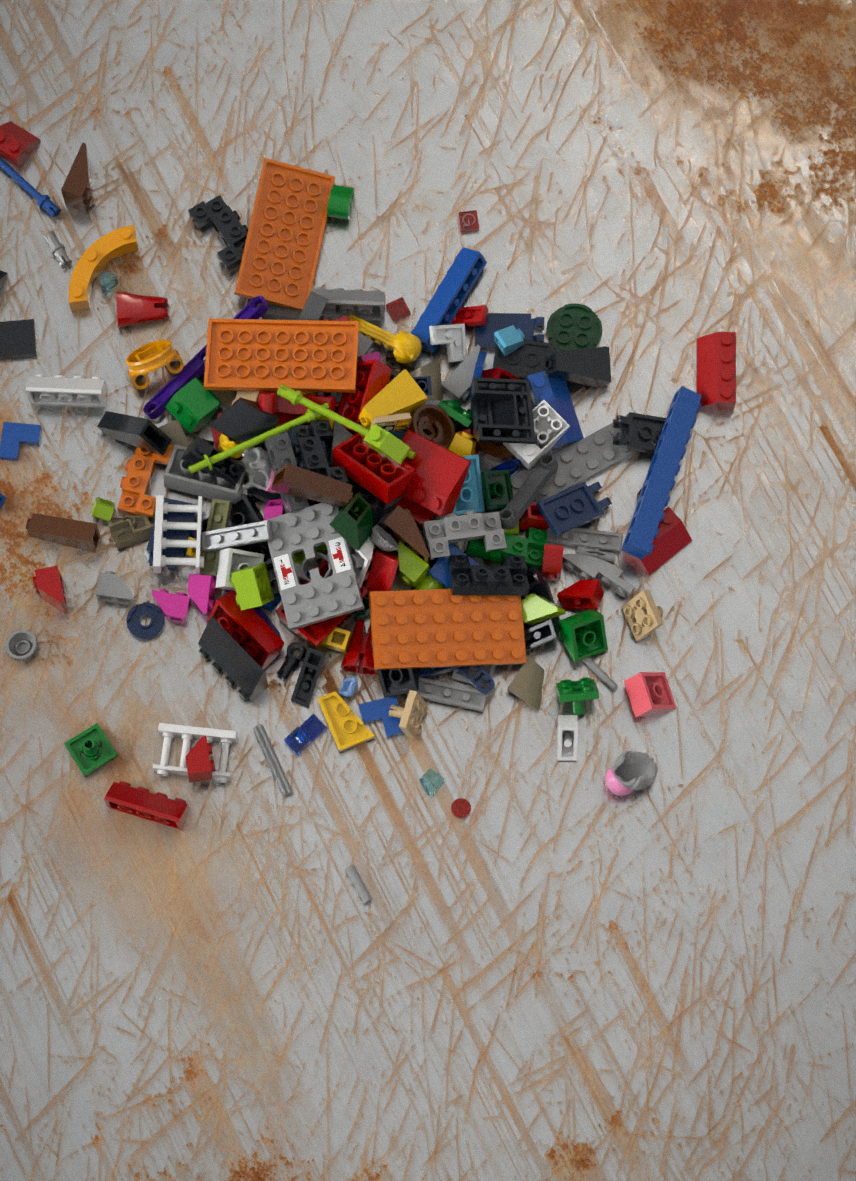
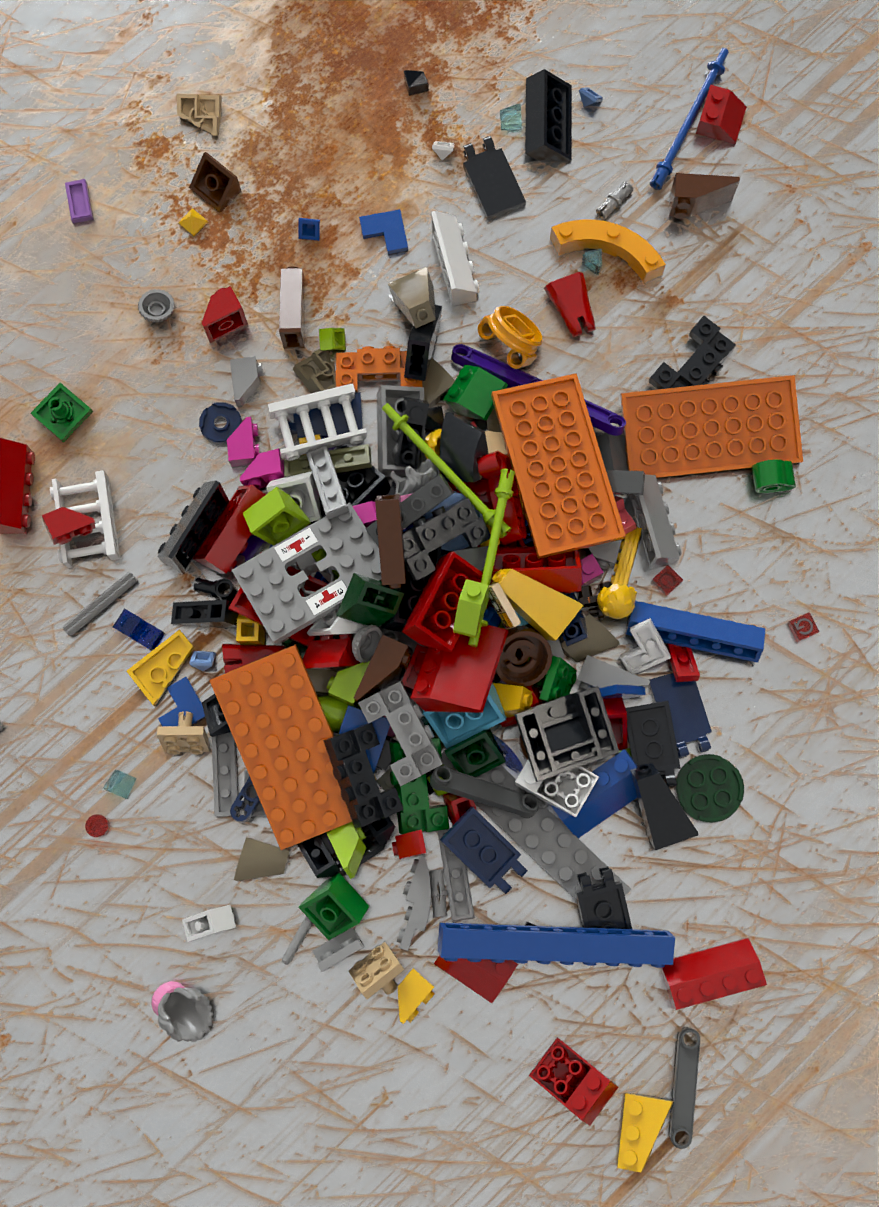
camera: 75 degrees right, 5 degrees up
(94, 427) = (415, 297): none -> dark tan slope
(509, 339) = (664, 714): medium azure slope -> none
(577, 692) = (262, 919): green plate -> none
(581, 595) = (382, 892): red slope -> none
(618, 642) = (337, 949): none -> light grey bracket
(649, 694) = (286, 1006): coral slope -> none
(668, 597) = (411, 993): none -> yellow slope
(767, 496) = (573, 1081): none -> red slope
(794, 417) = (684, 1088): none -> dark grey piece
(815, 458) = (640, 1128): none -> yellow wing

